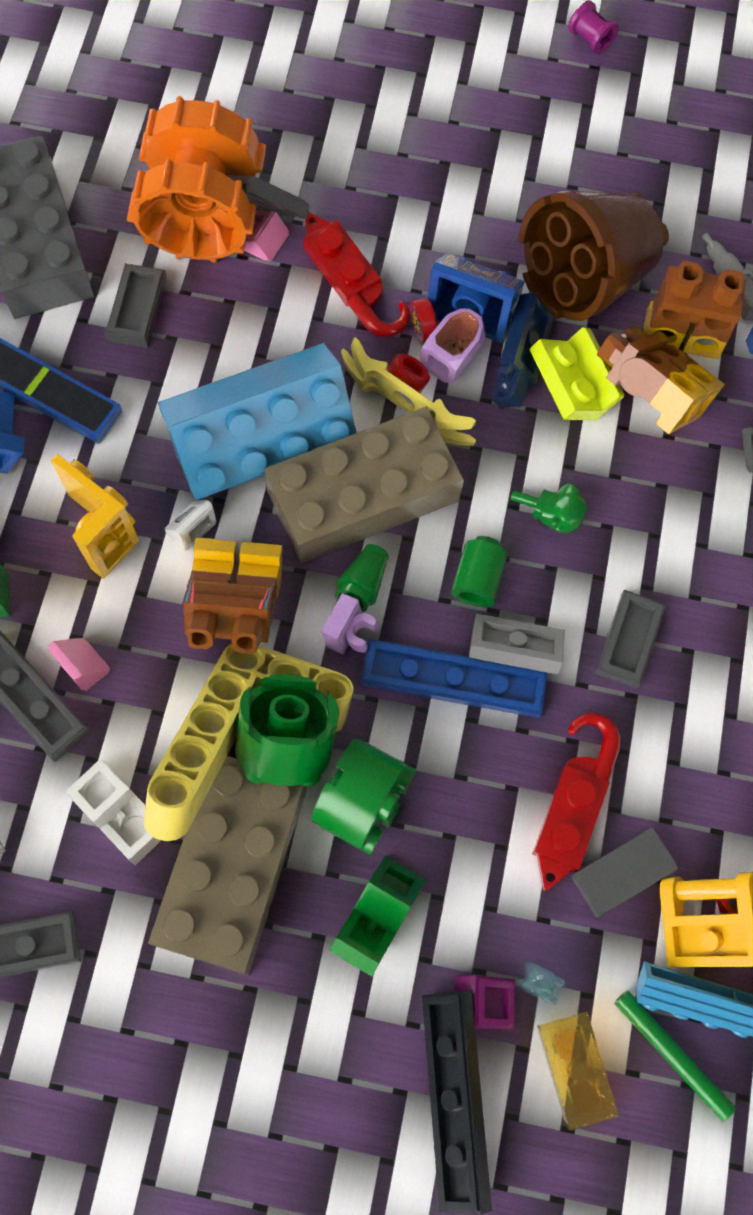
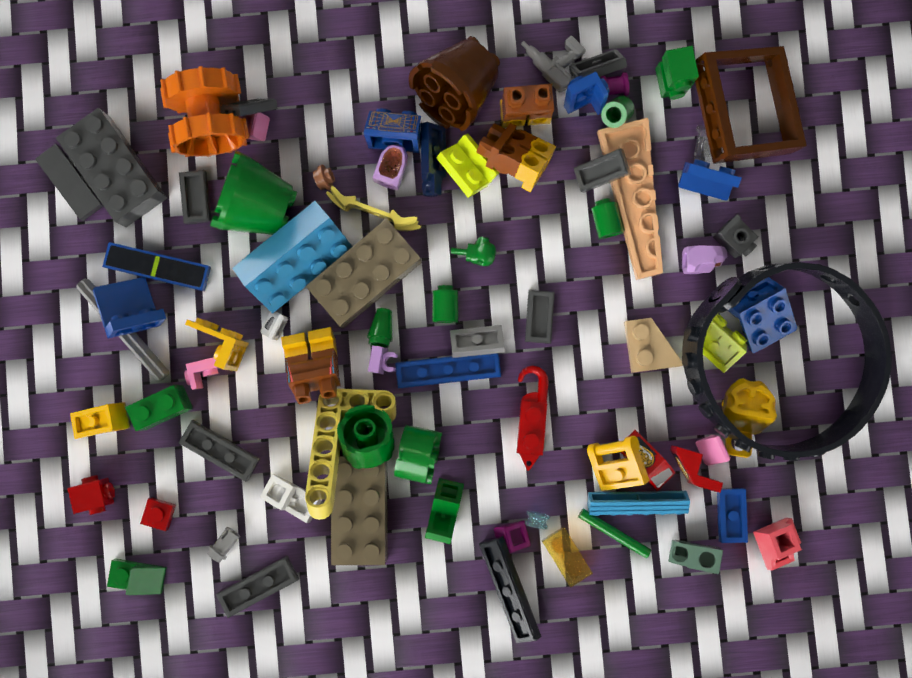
camera: 10 degrees left, 15 degrees up
(49, 549) = (193, 371): none -> bright pink bracket
(79, 661) = (241, 424): bright pink slope -> none
(223, 315) = (252, 198): none -> green cone
(344, 330) = (323, 177): none -> nougat plate
(350, 274) = (315, 136): red plate -> none
(409, 371) = (369, 194): red tile -> none
(422, 318) = (368, 156): red tile -> none
(624, 872) = (567, 448): dark grey tile -> none

